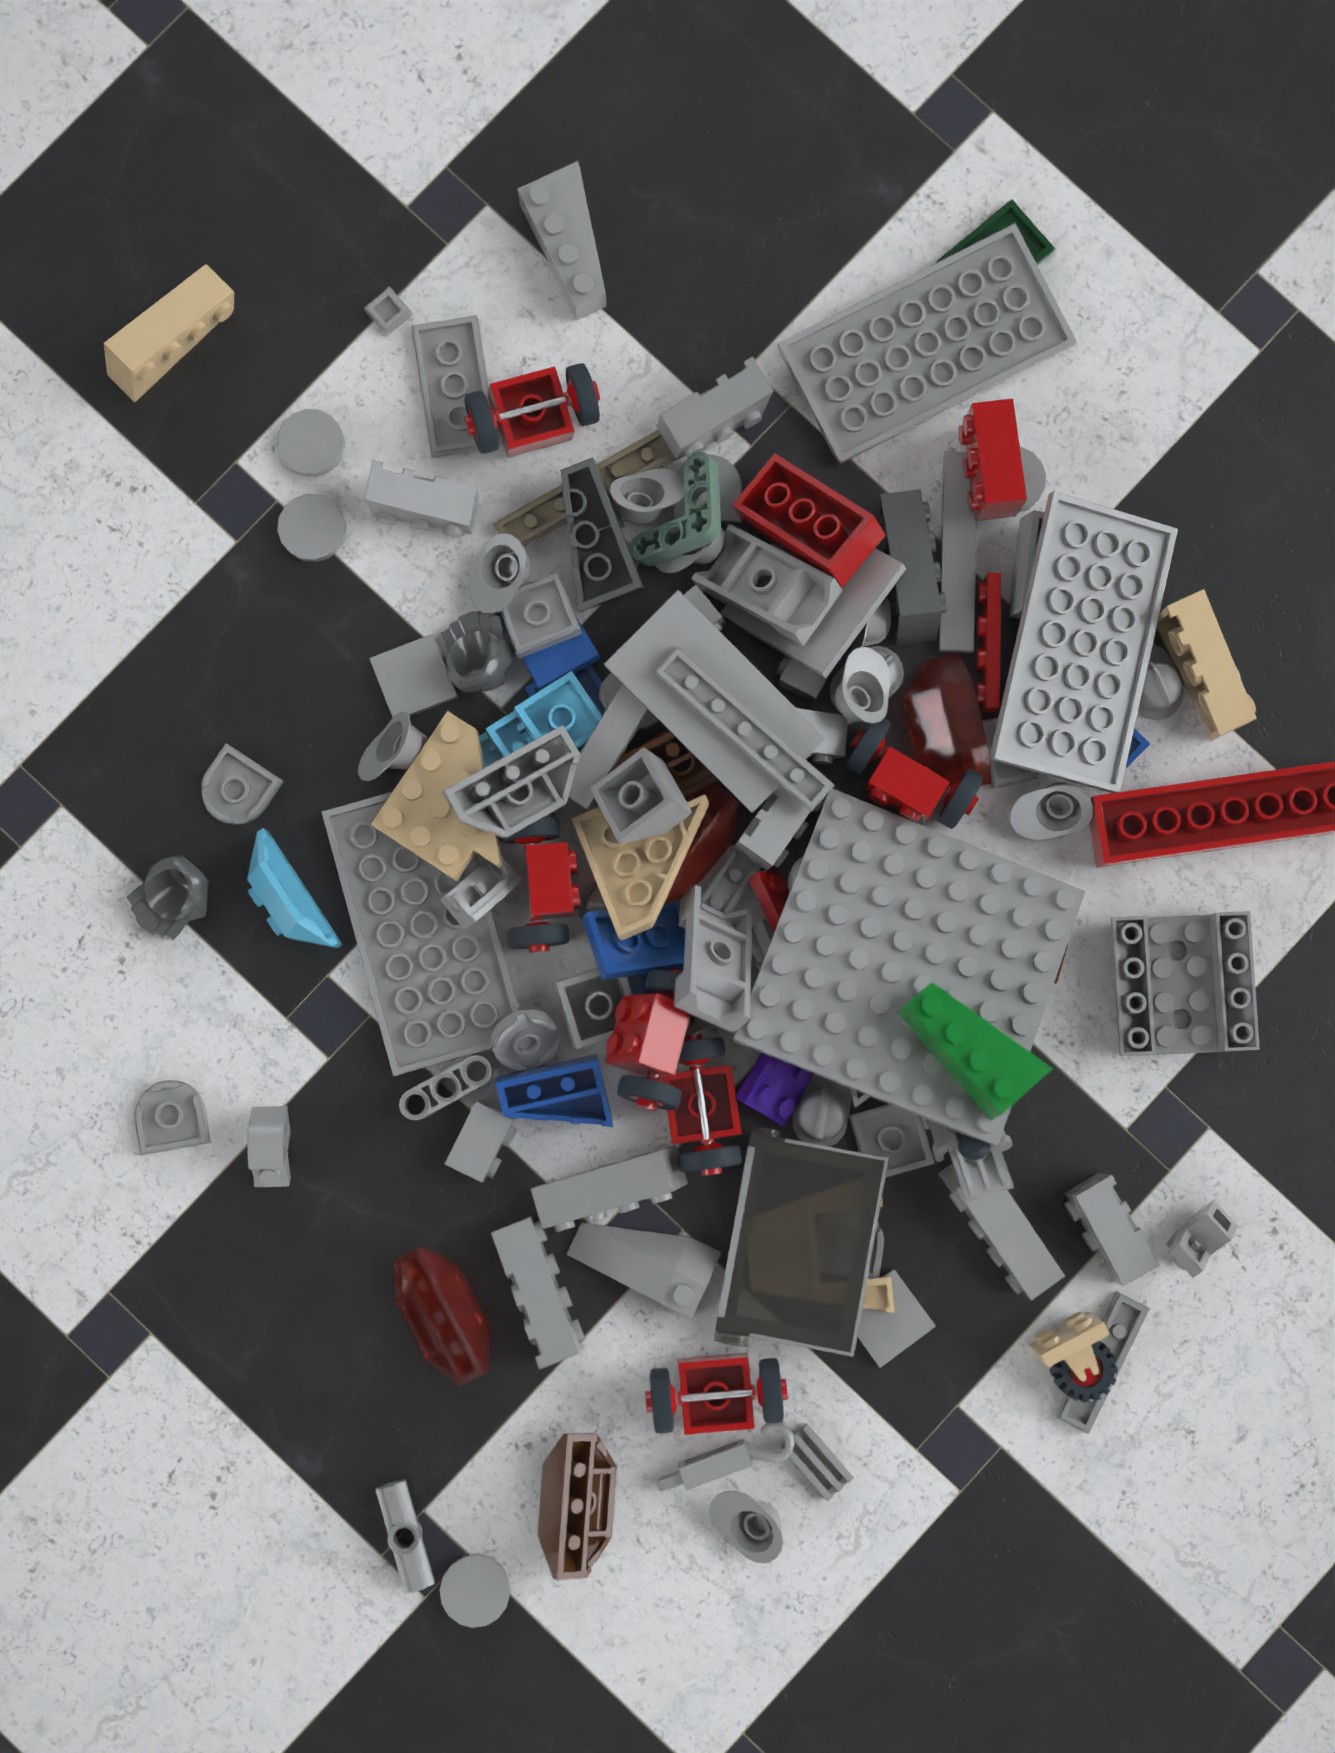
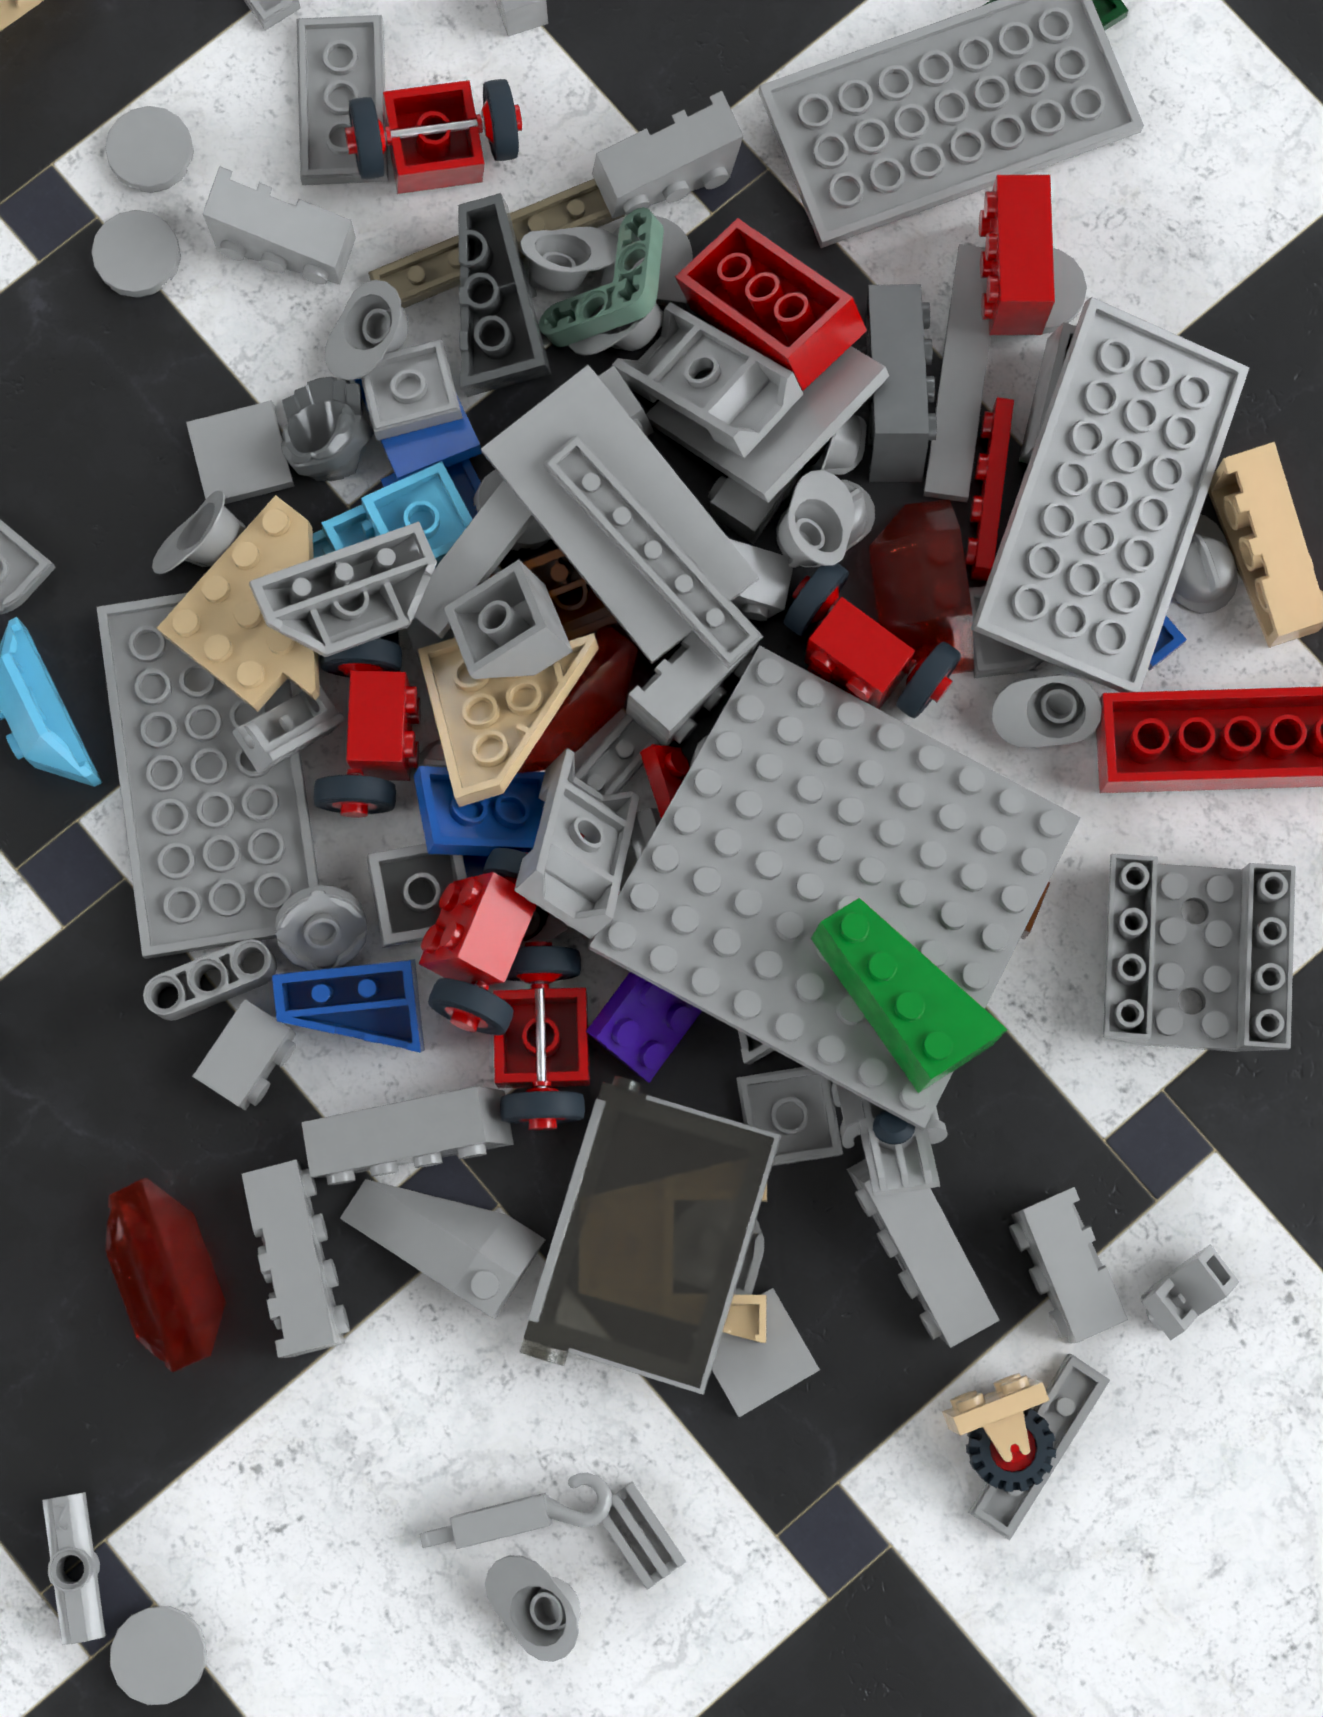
camera: 10 degrees right, 5 degrees down
(576, 1504) = (308, 1551): reddish brown wedge -> none
(716, 1394) = (511, 1424): brick -> none
(822, 1112) = (703, 1066): light grey piece -> none

